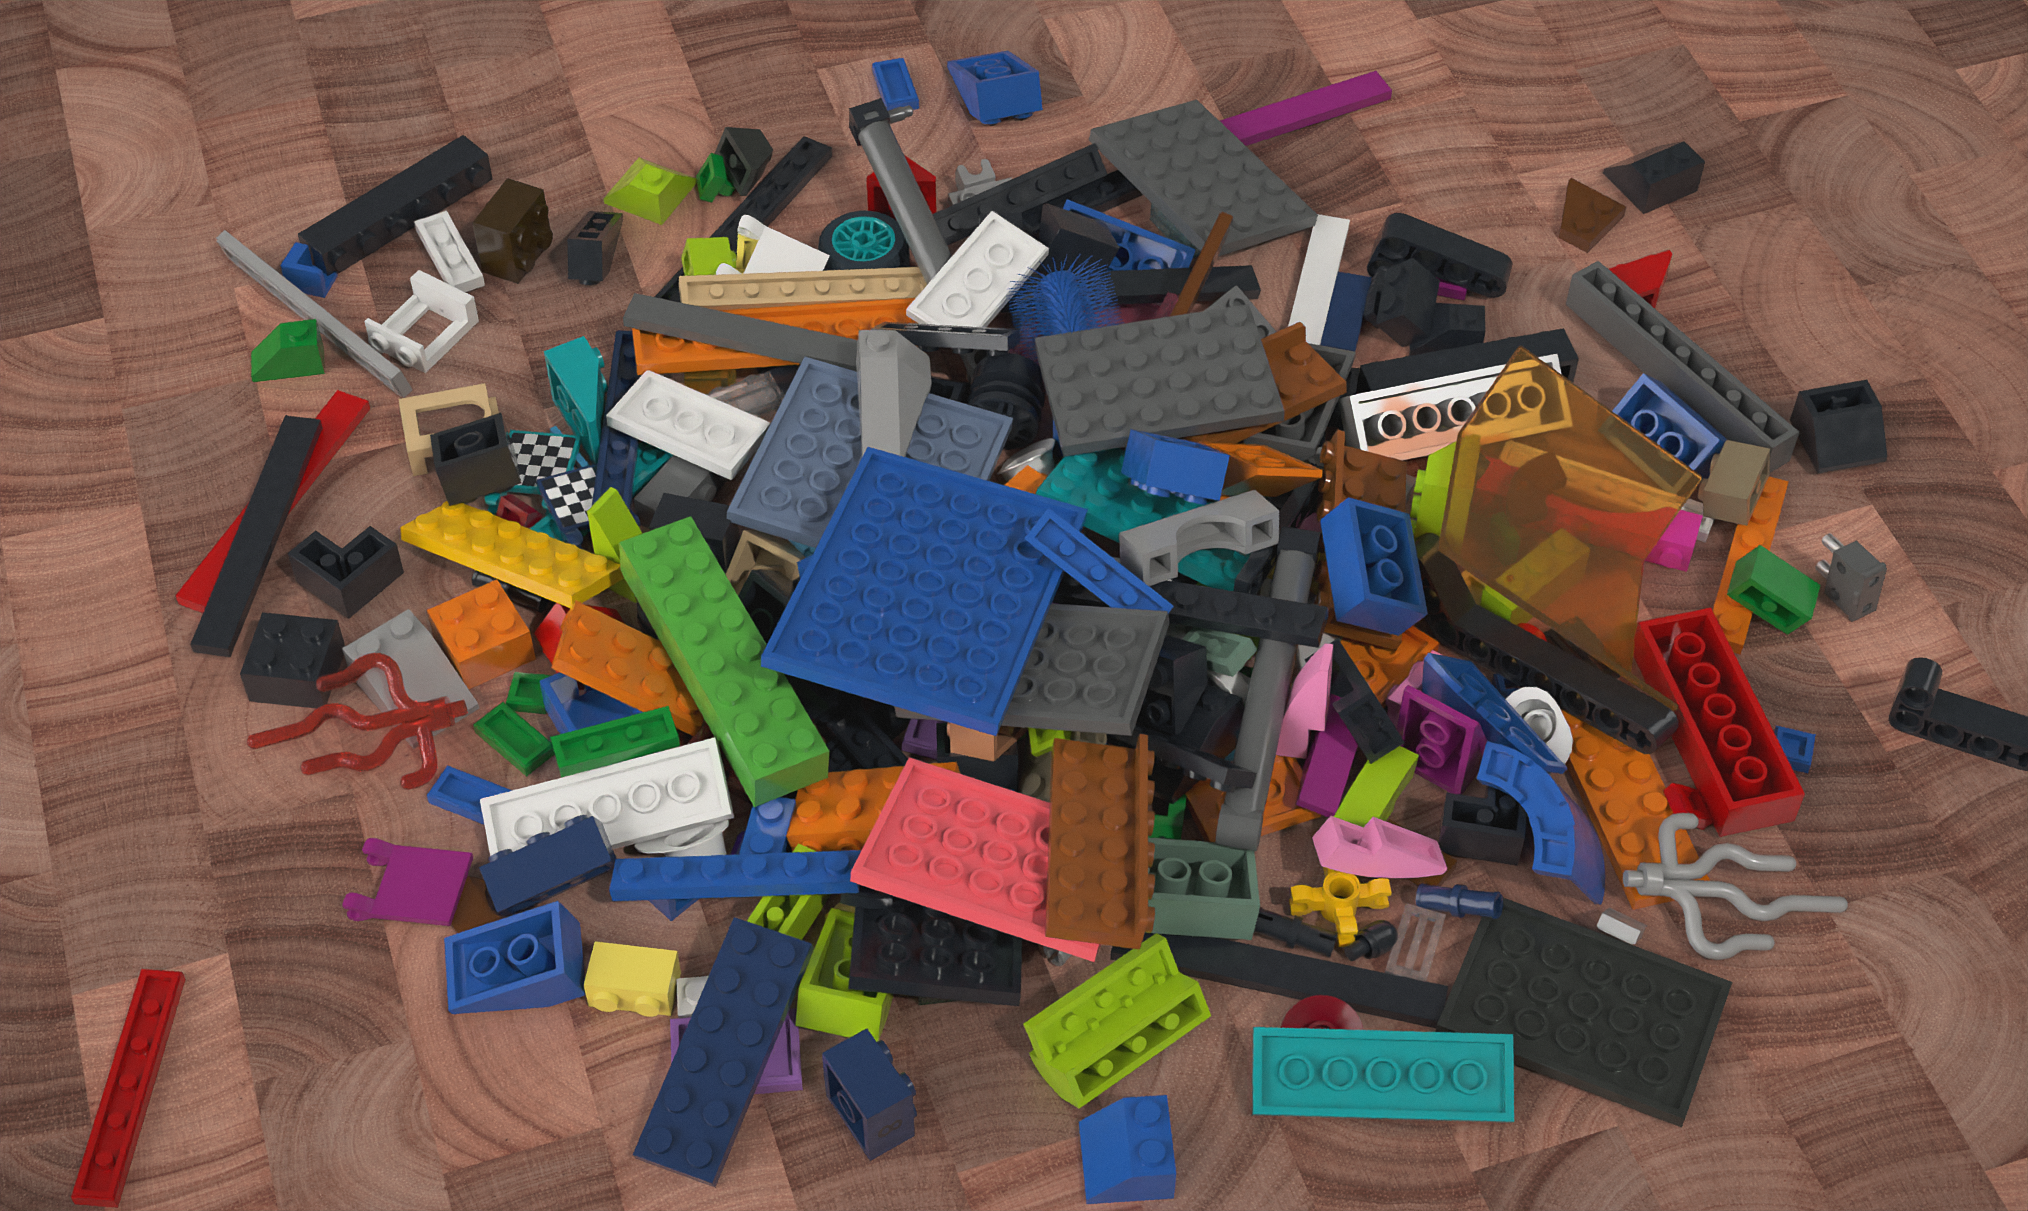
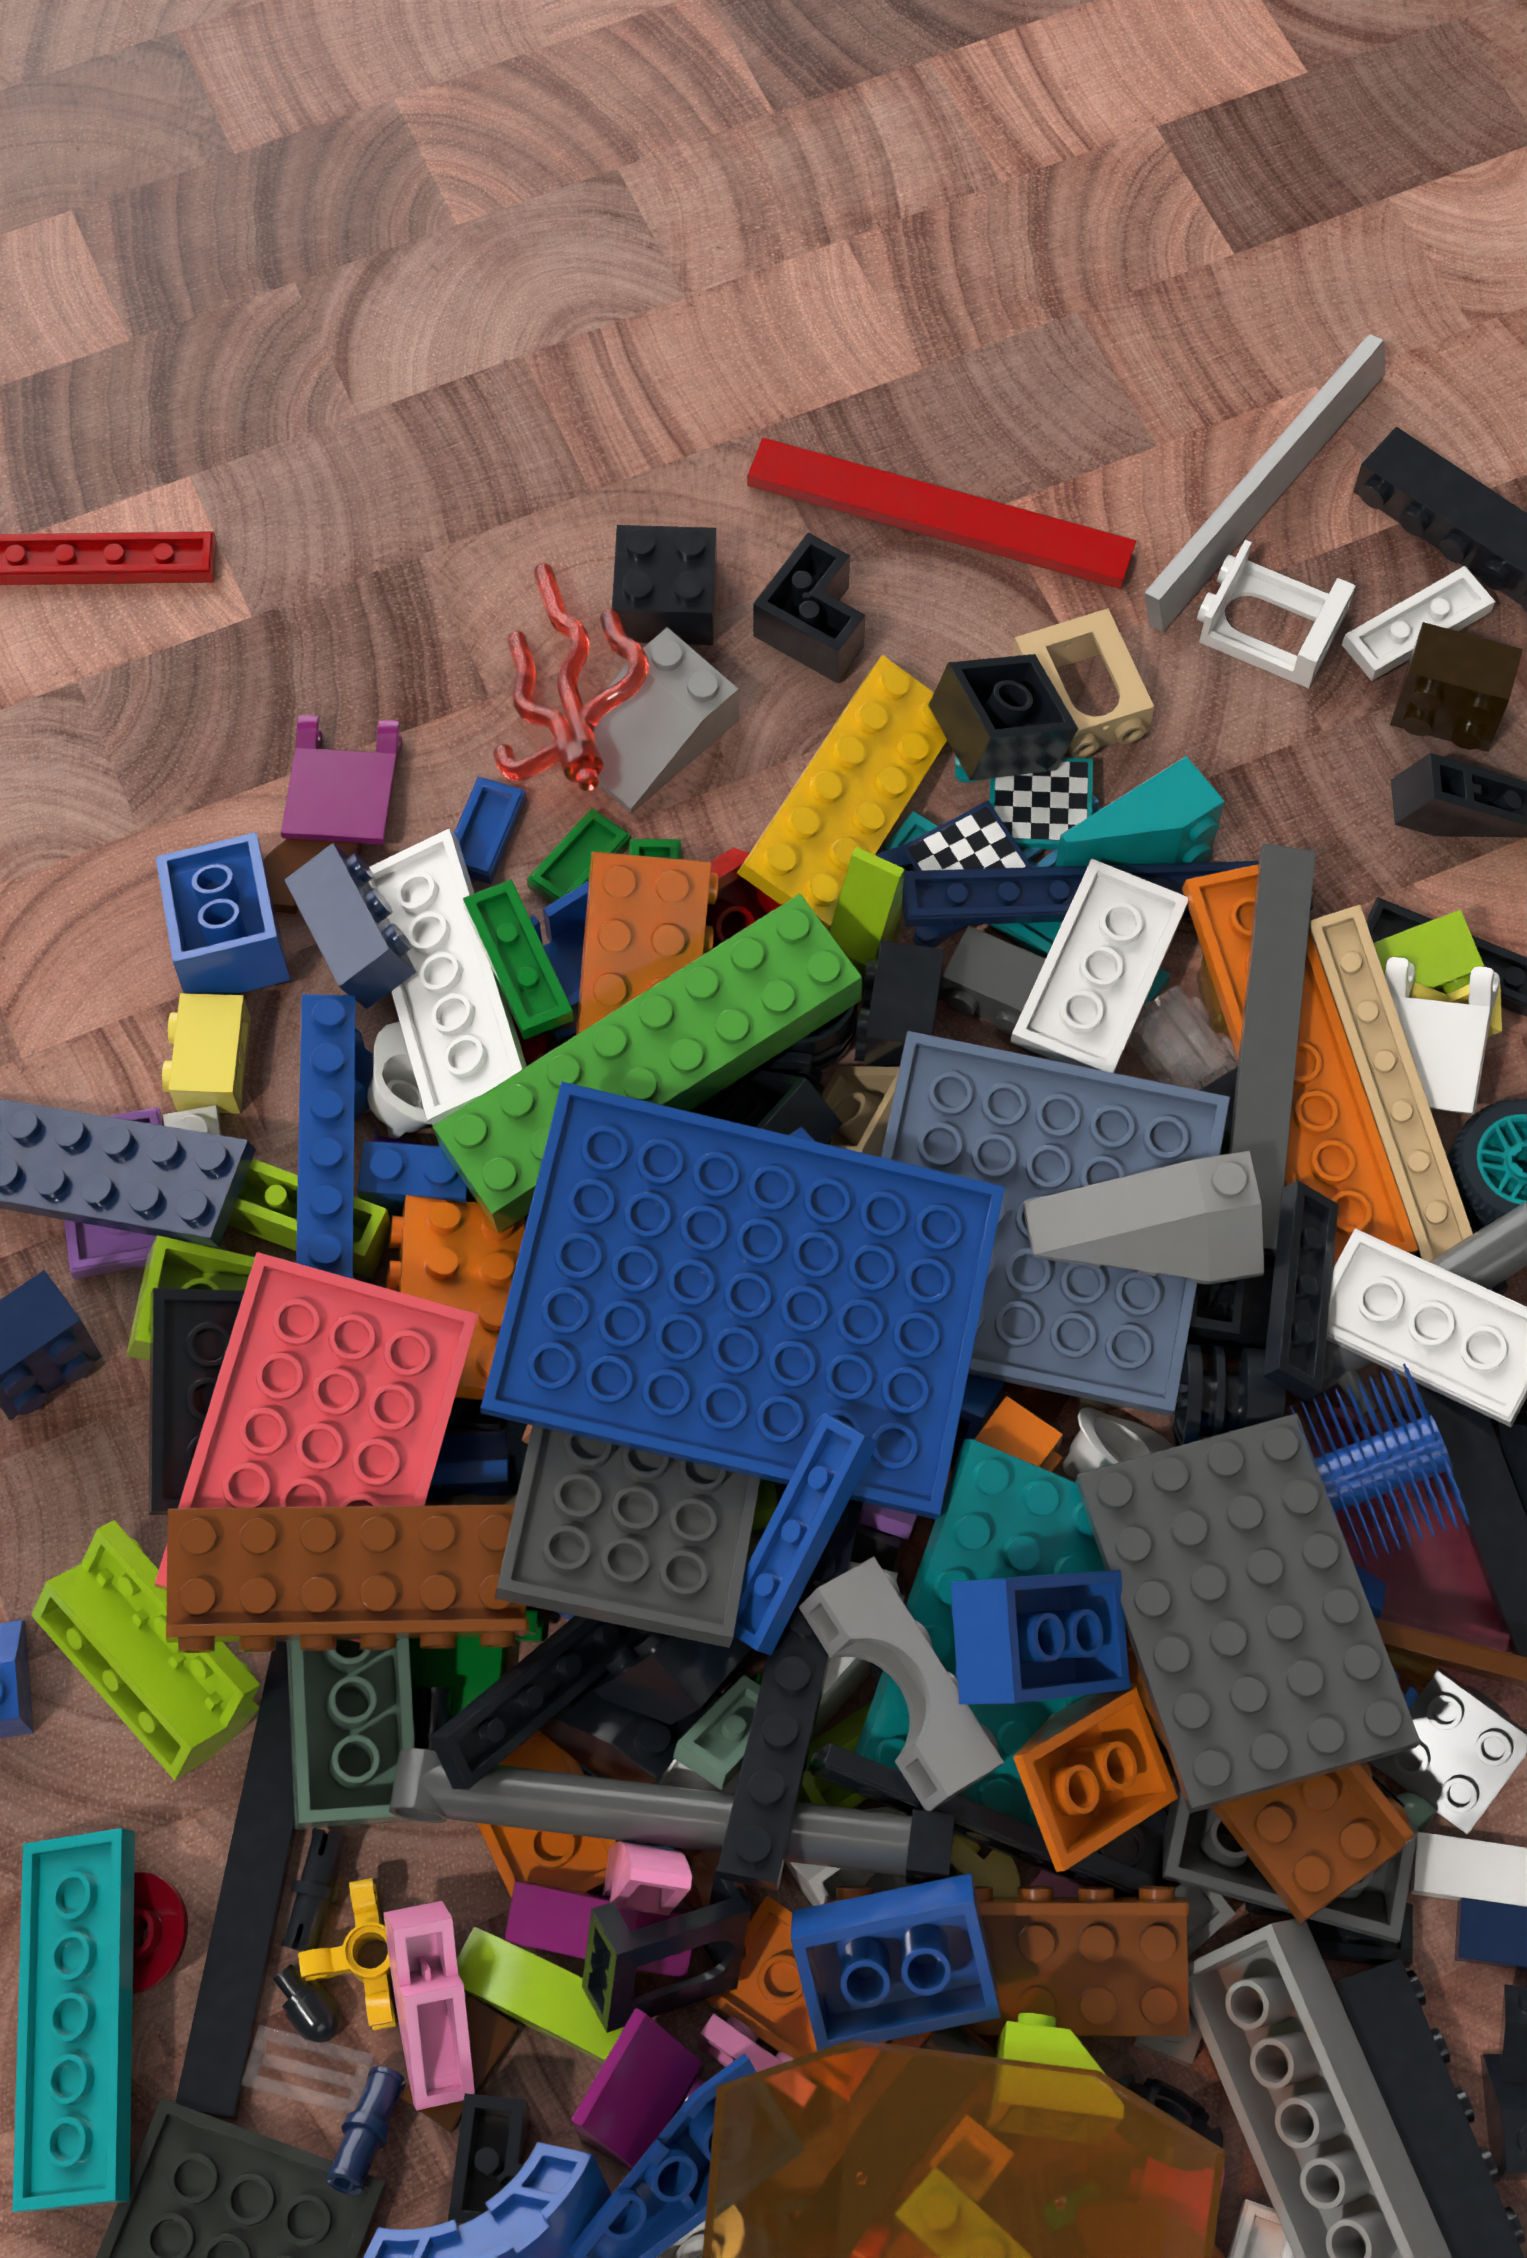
camera: 85 degrees right, 15 degrees up
(256, 537) = (868, 501): black tile -> none
(289, 352) = (1191, 473): green slope -> none
(300, 271) = (1343, 454): blue panel -> none
(481, 634) = (724, 785): orange brick -> none
(515, 510) = (933, 792): dark red tile -> none

